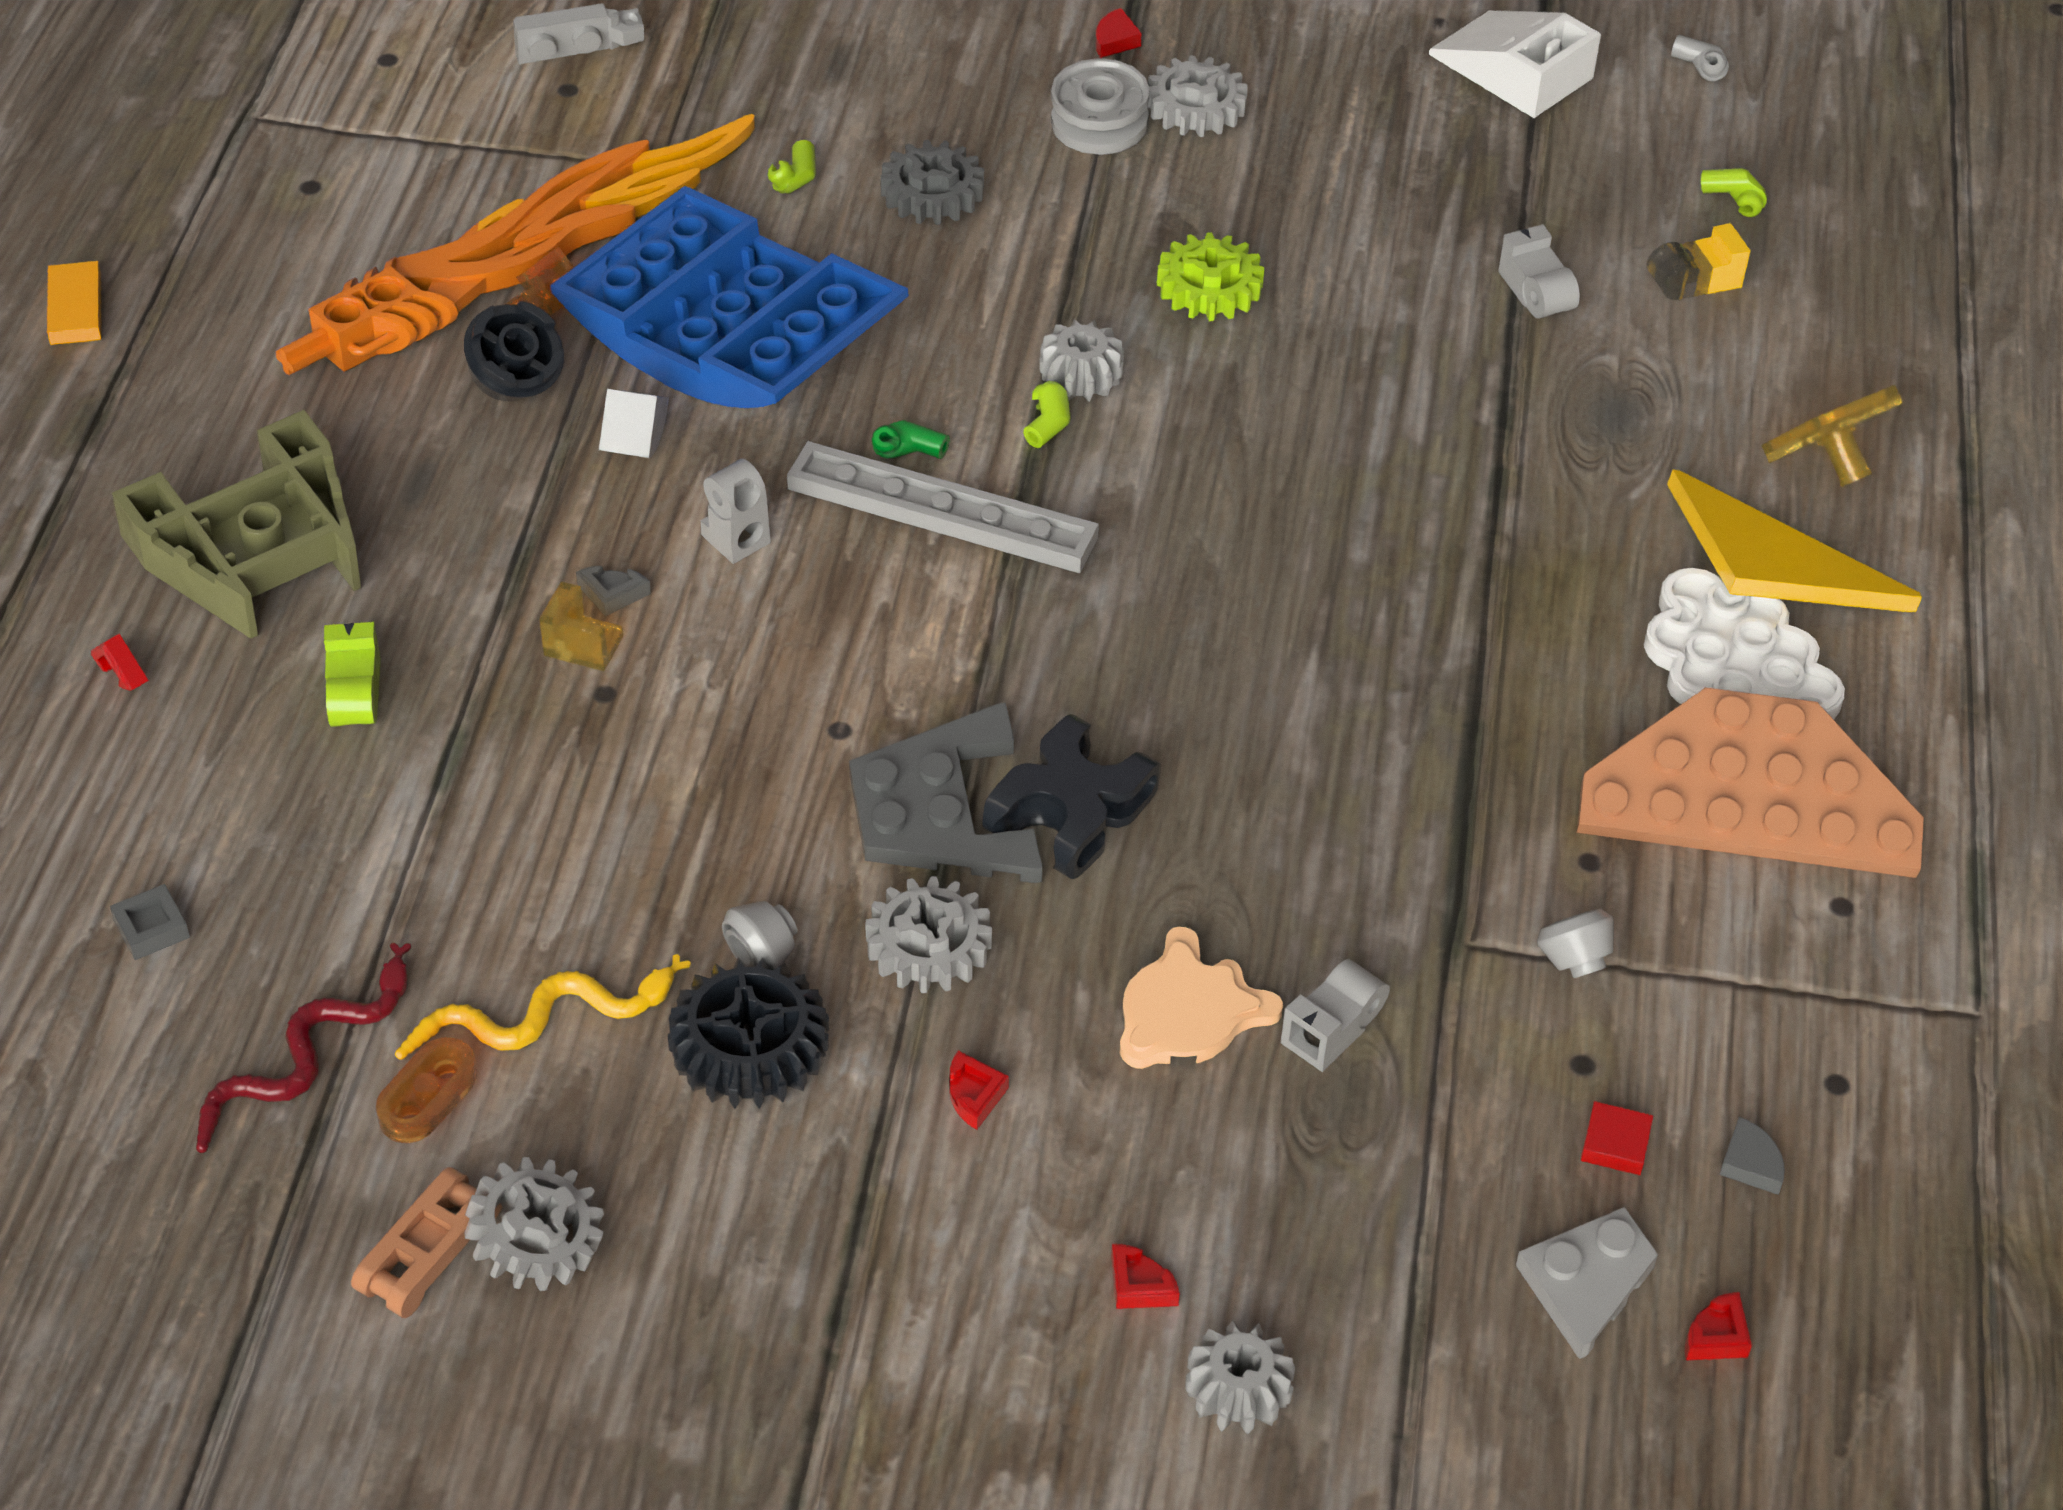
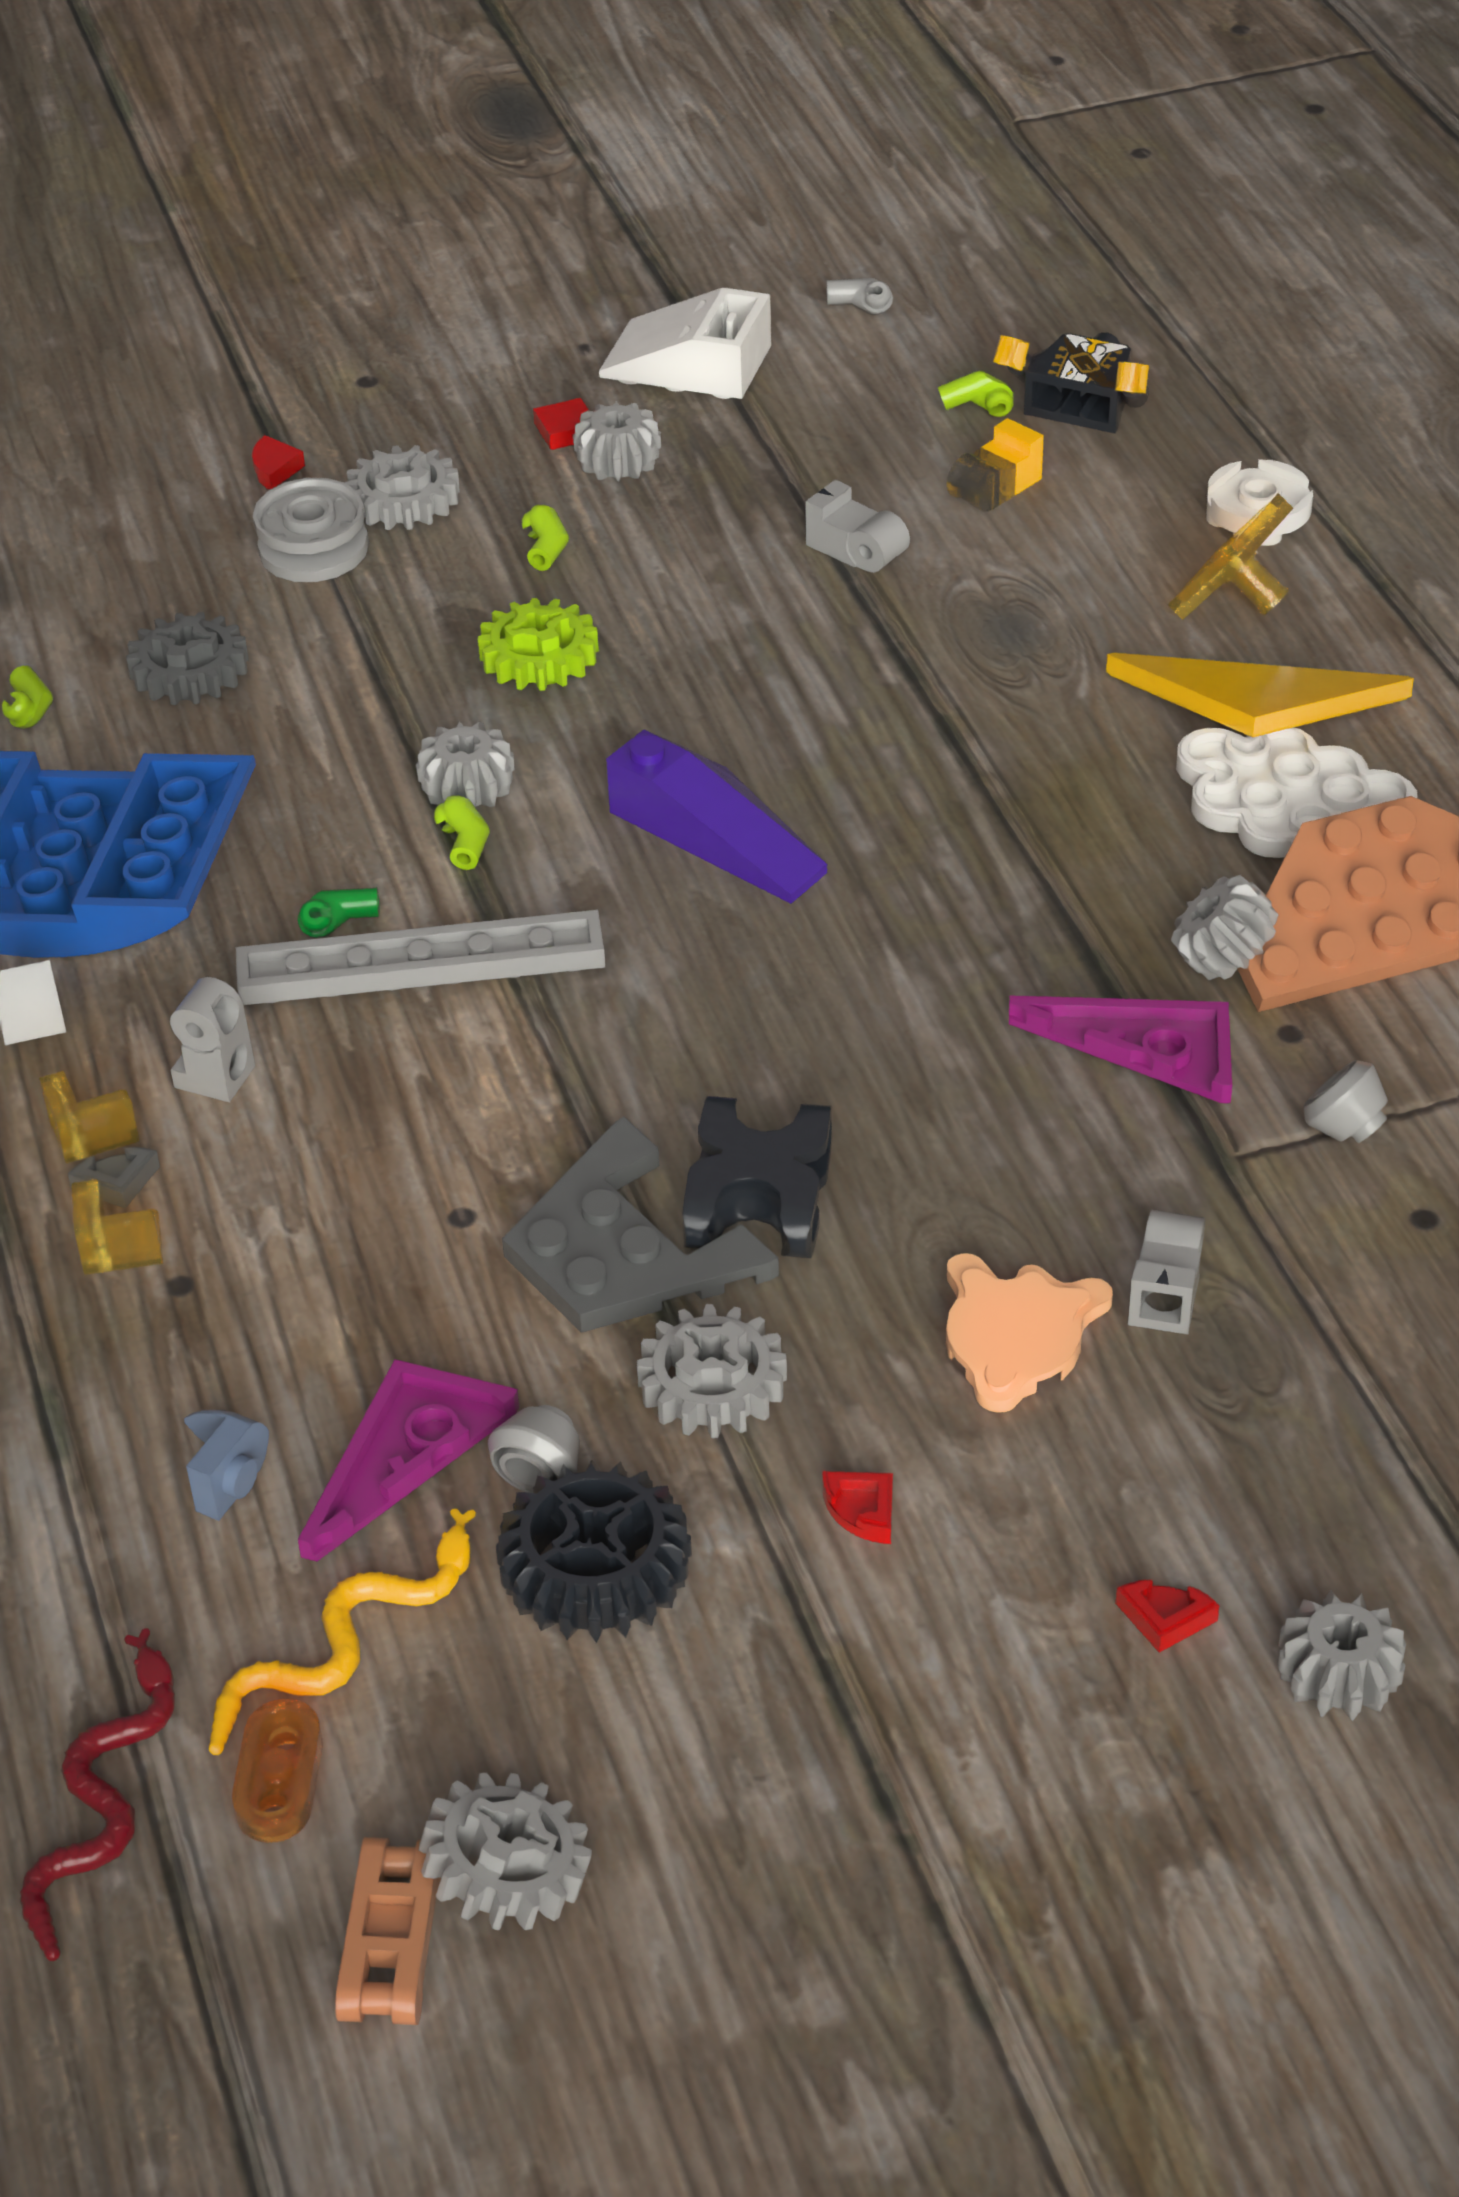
camera: 25 degrees left, 5 degrees down
(540, 843) = (227, 1461): none -> sand blue plate
(612, 539) = (89, 1125): none -> clear yellow panel
(678, 884) = (406, 1437): none -> magenta wing
(1250, 476) = (708, 815): none -> dark purple wedge
(1290, 182) = (550, 534): none -> lime arm
(1371, 86) = (558, 422): none -> red tile
(1397, 119) = (617, 441): none -> light grey gear
(1470, 821) = (1162, 1039): none -> magenta wing
(1582, 749) = (1224, 927): none -> light grey gear
(1827, 208) = (1077, 379): none -> torso
(1935, 369) = (1239, 494): none -> white plate

